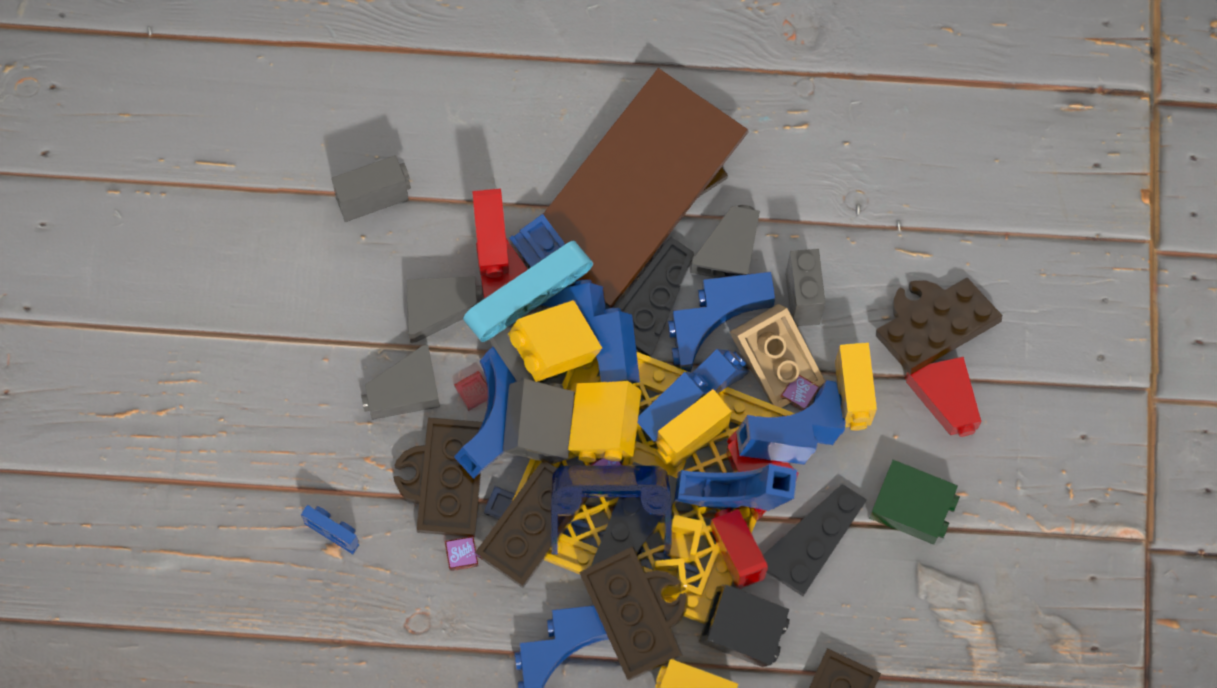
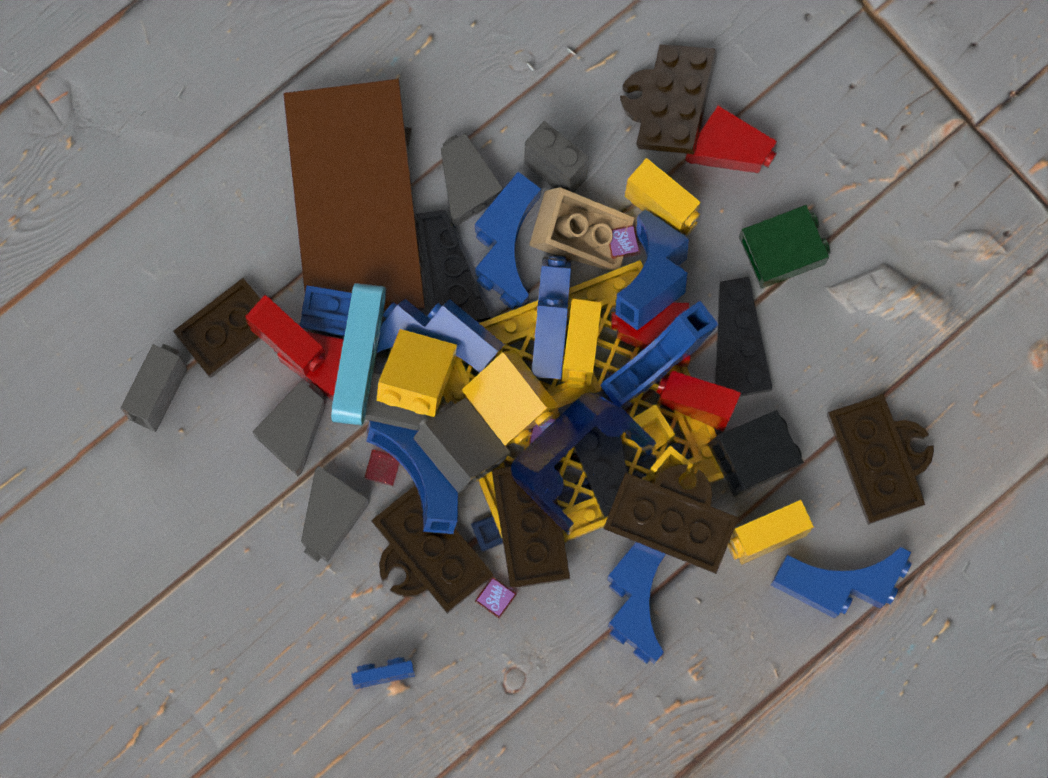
camera: 45 degrees left, 5 degrees up
(448, 189) = (220, 329): none -> dark brown plate

